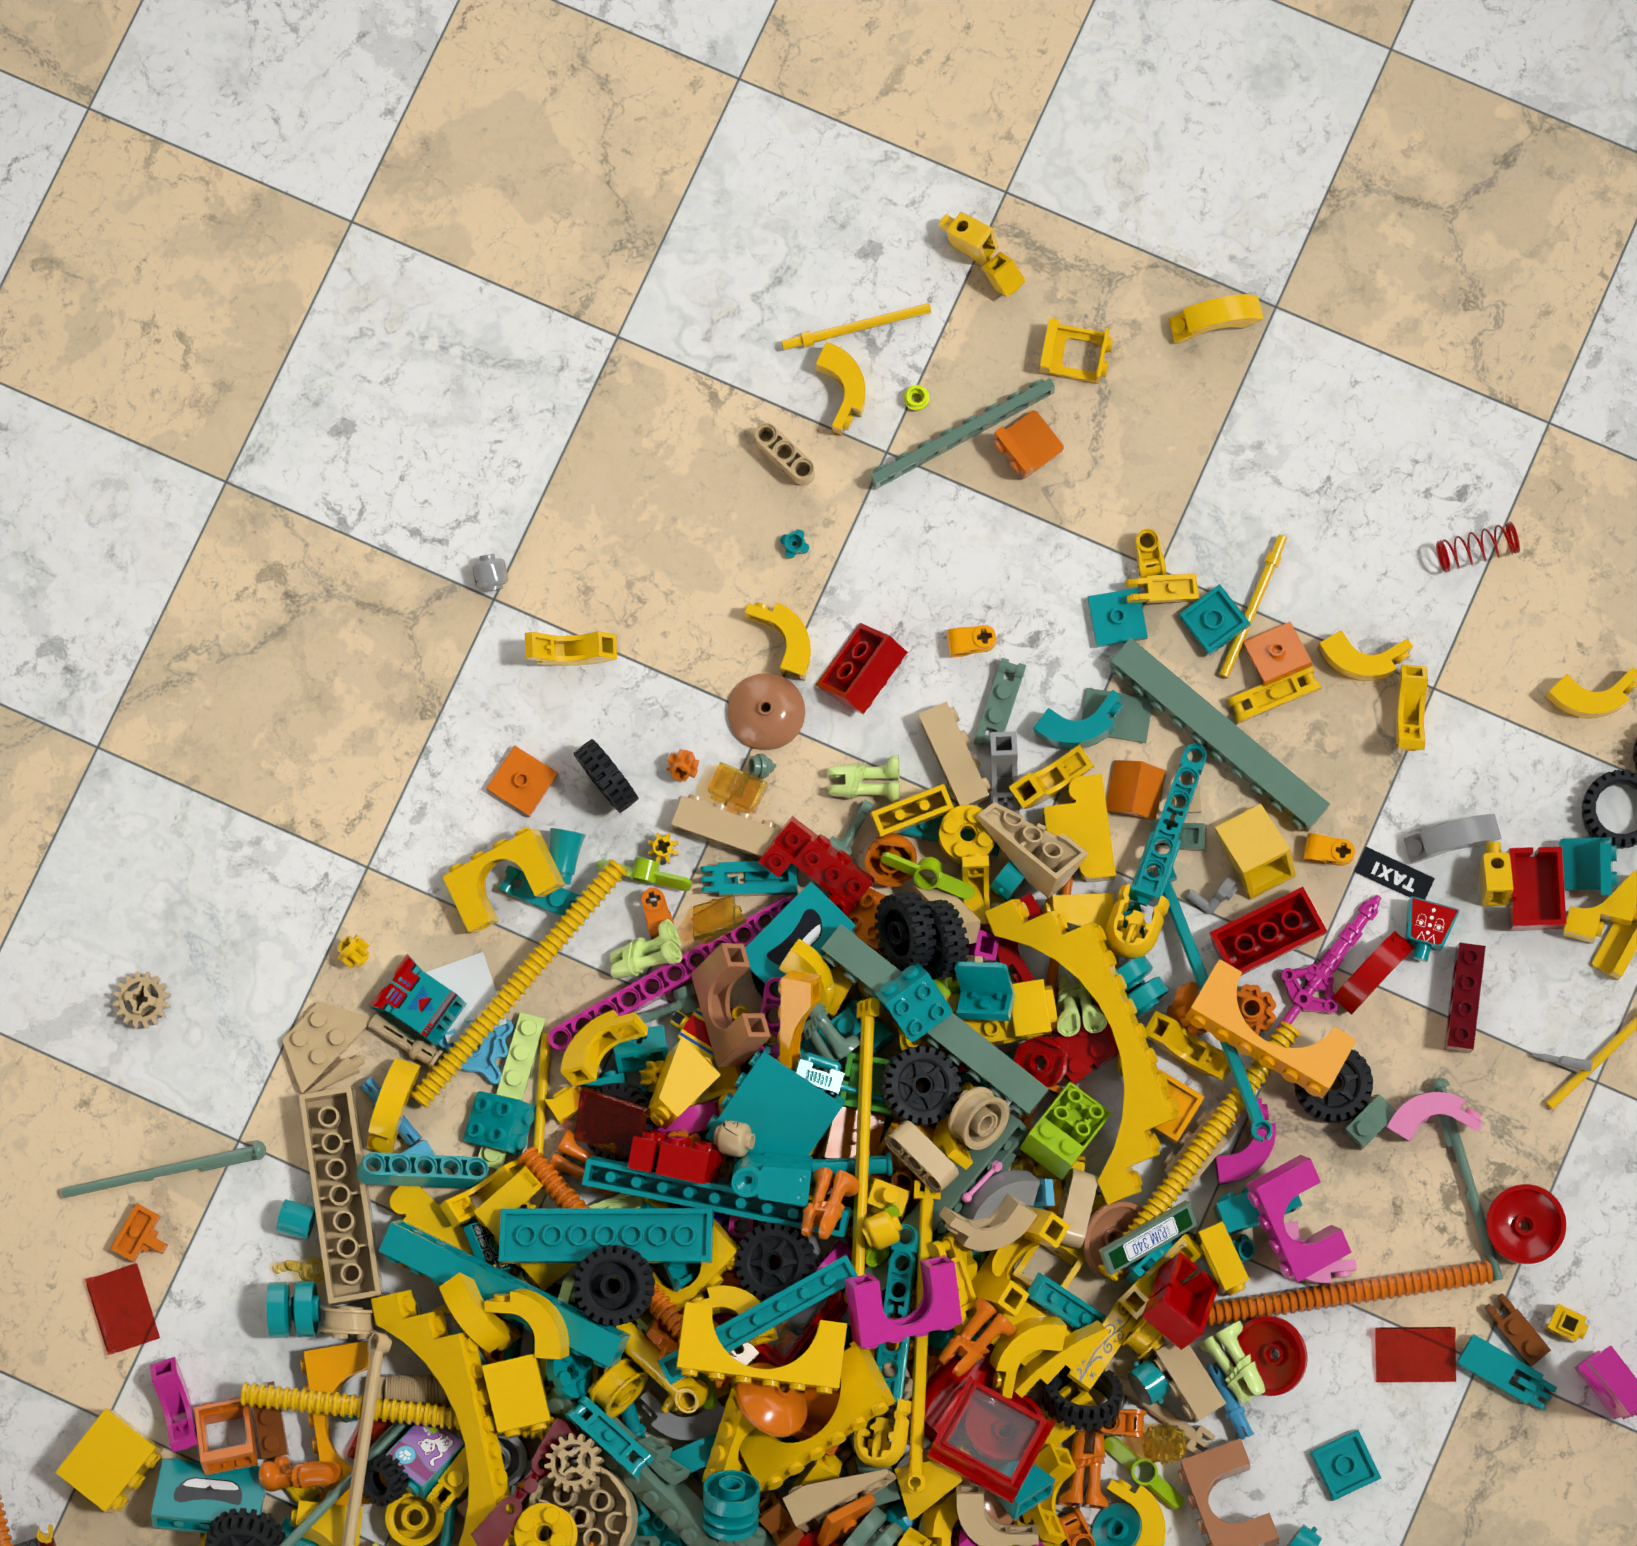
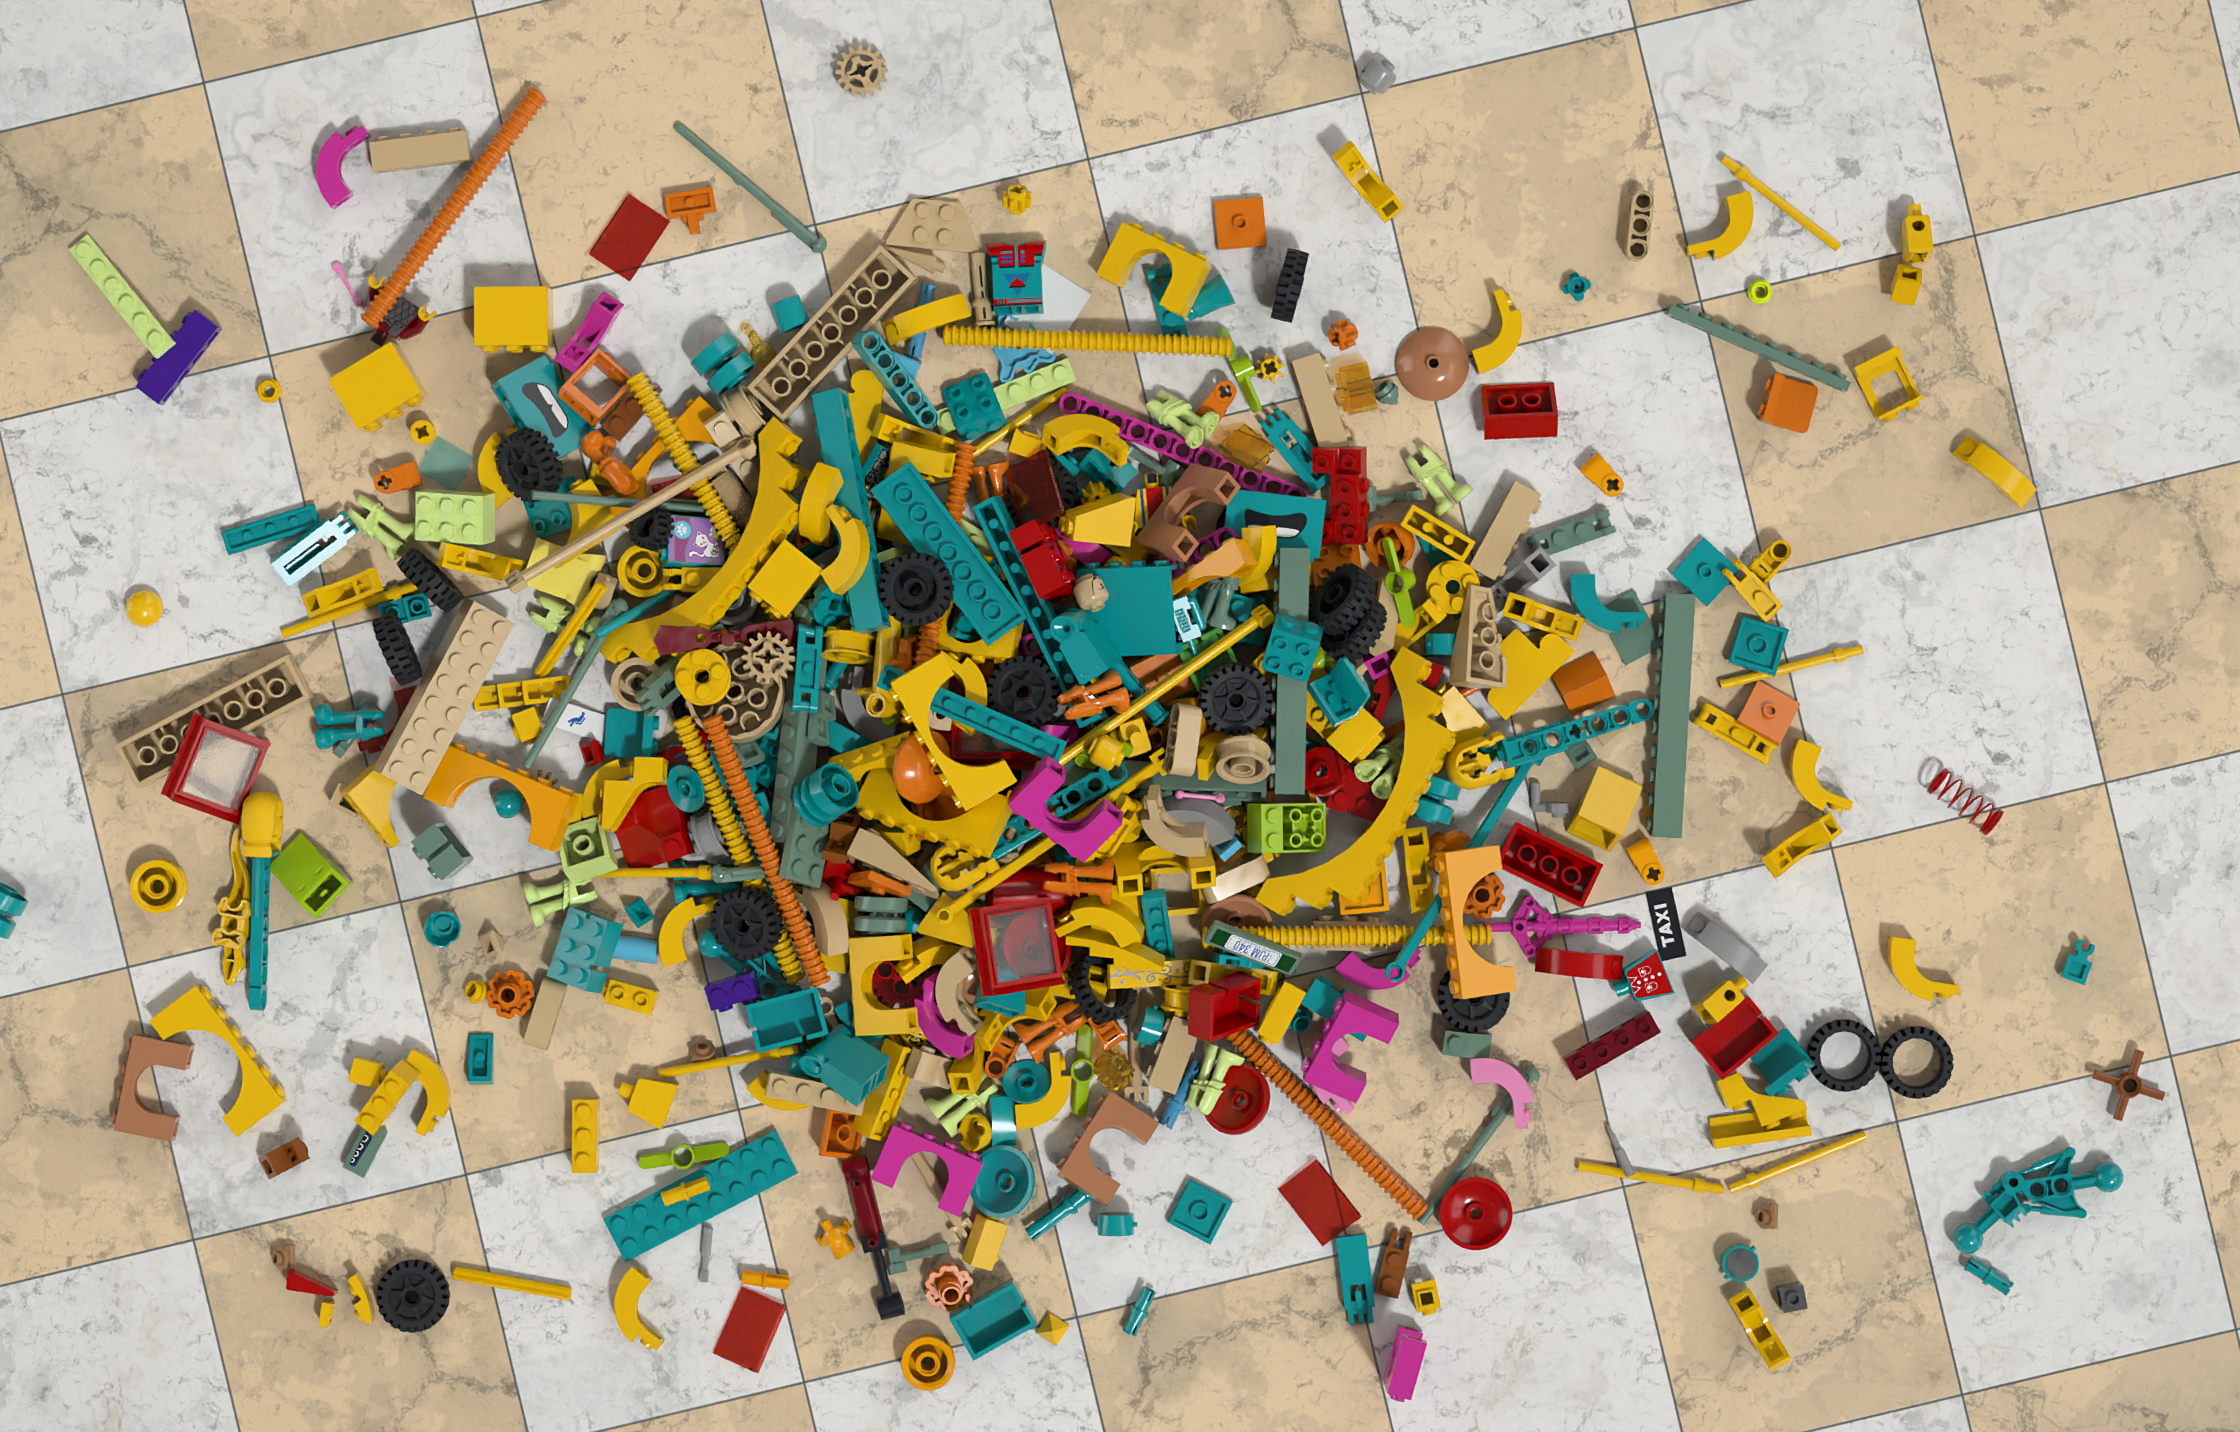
camera: 45 degrees right, 10 degrees up
(356, 1355) = (726, 437): none -> tan plate

